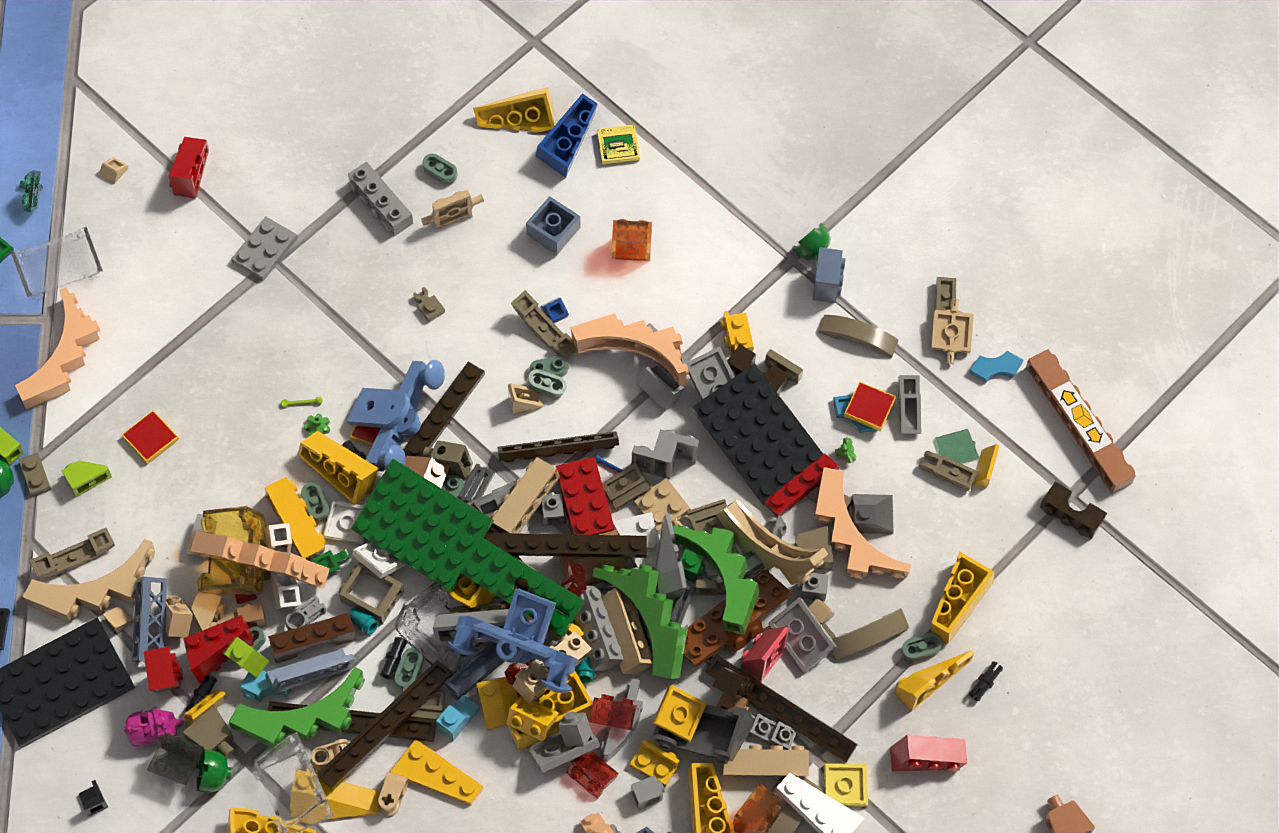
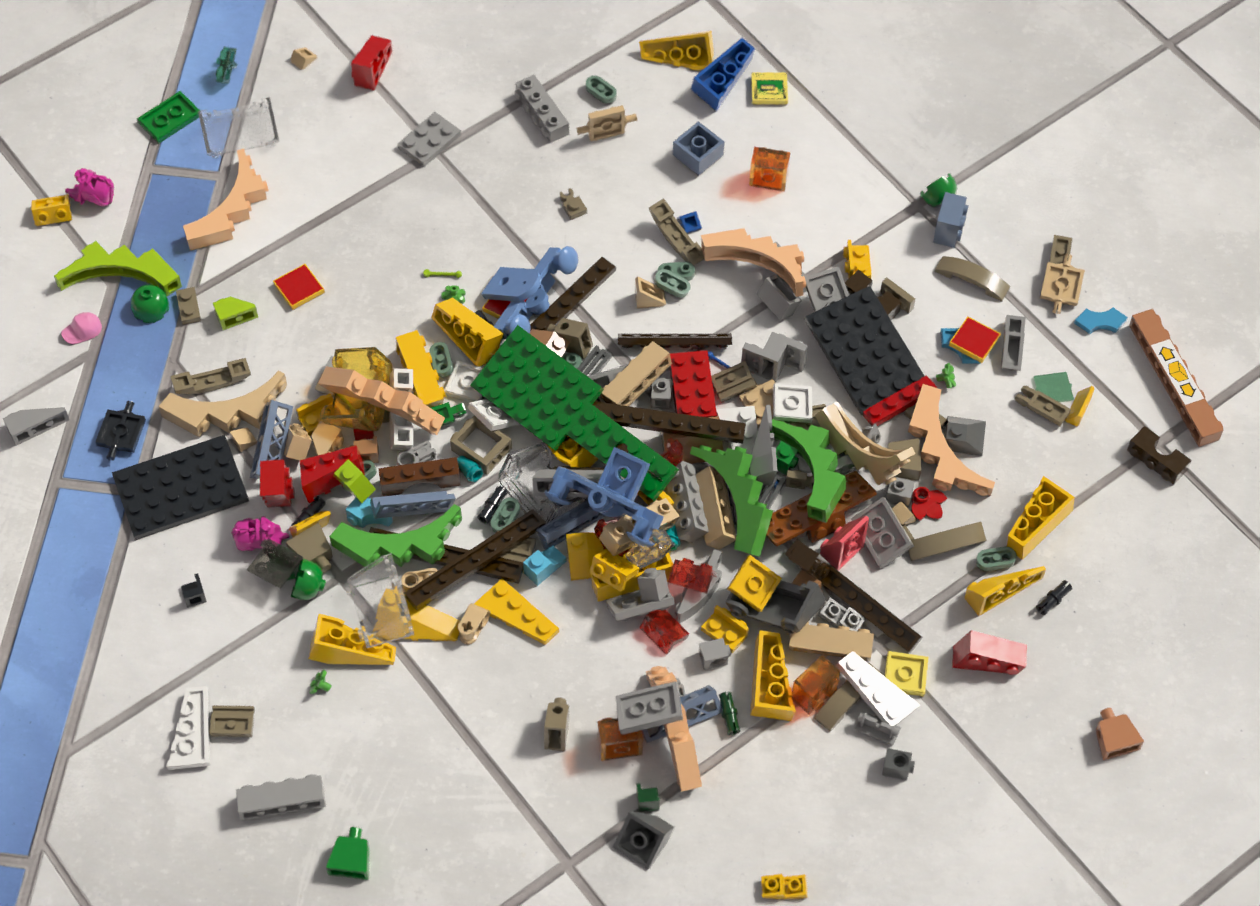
camera: 10 degrees right, 5 degrees down
(186, 581) = (309, 413): none -> yellow bracket
(559, 701) = (644, 556): none -> clear slope
(691, 503) = (792, 403): none -> white tile
(846, 597) = (928, 506): none -> red plate

